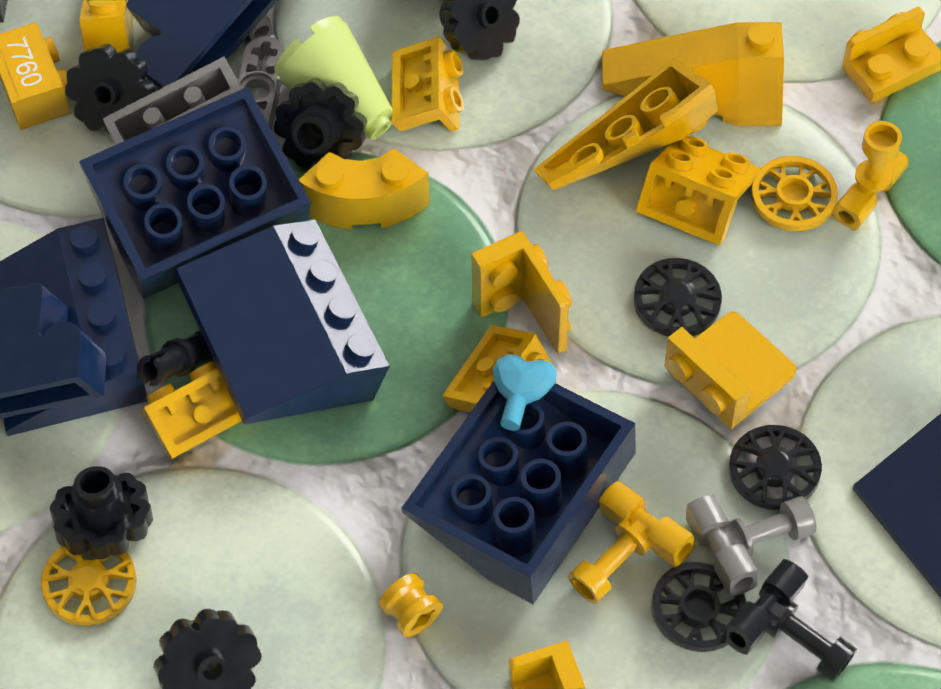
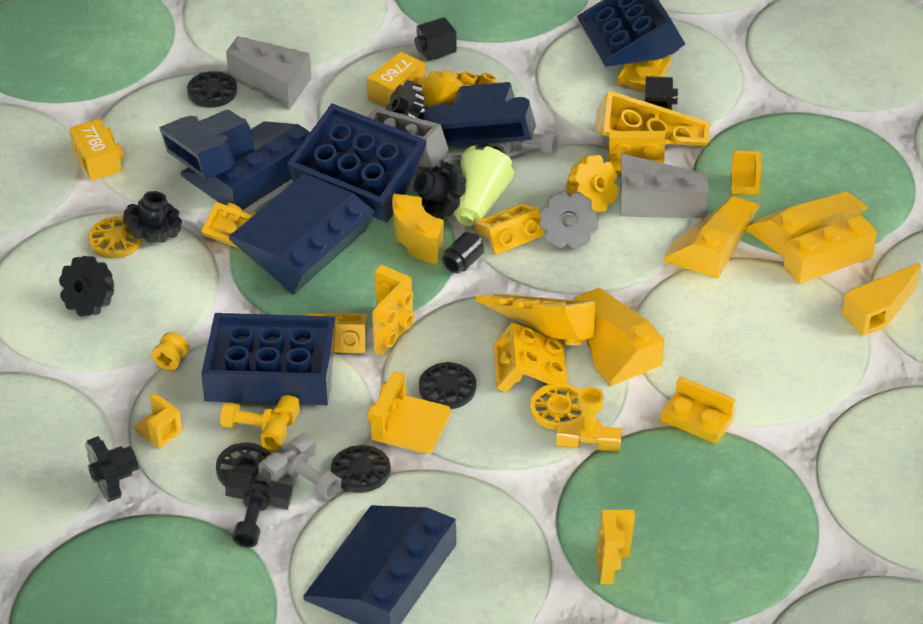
camera: 60 degrees right, 15 degrees down
(175, 359) = (247, 197): black pin -> none
(444, 160) = (463, 252): none -> black brick
(521, 384) = (318, 322): medium azure rock -> none

